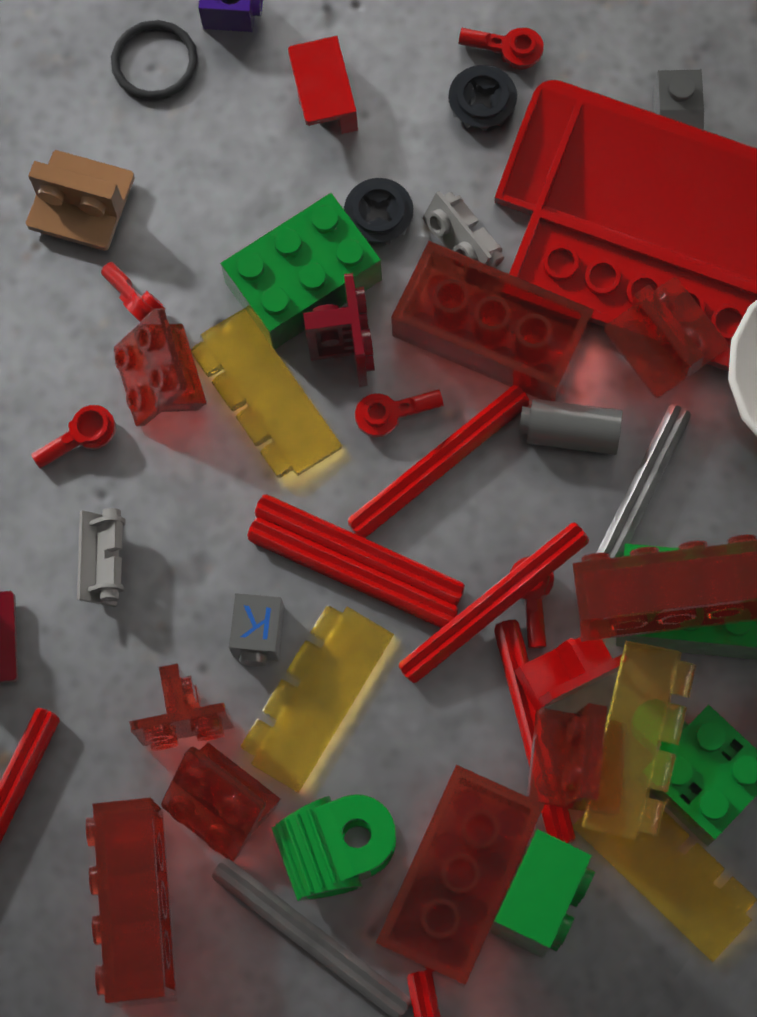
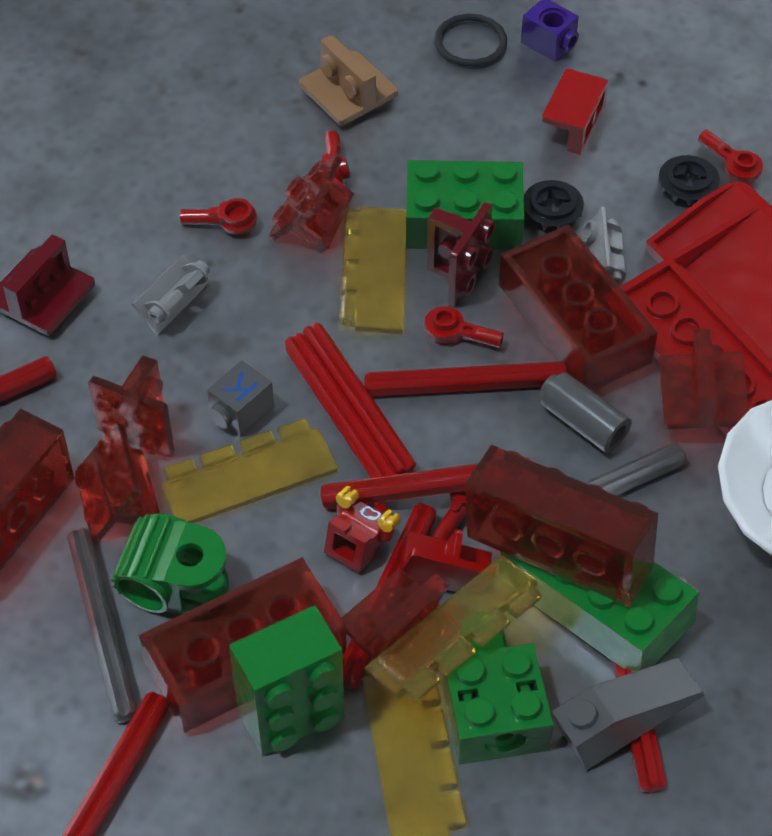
camera: 30 degrees right, 20 degrees down
(469, 687) = (358, 530): none -> red piece

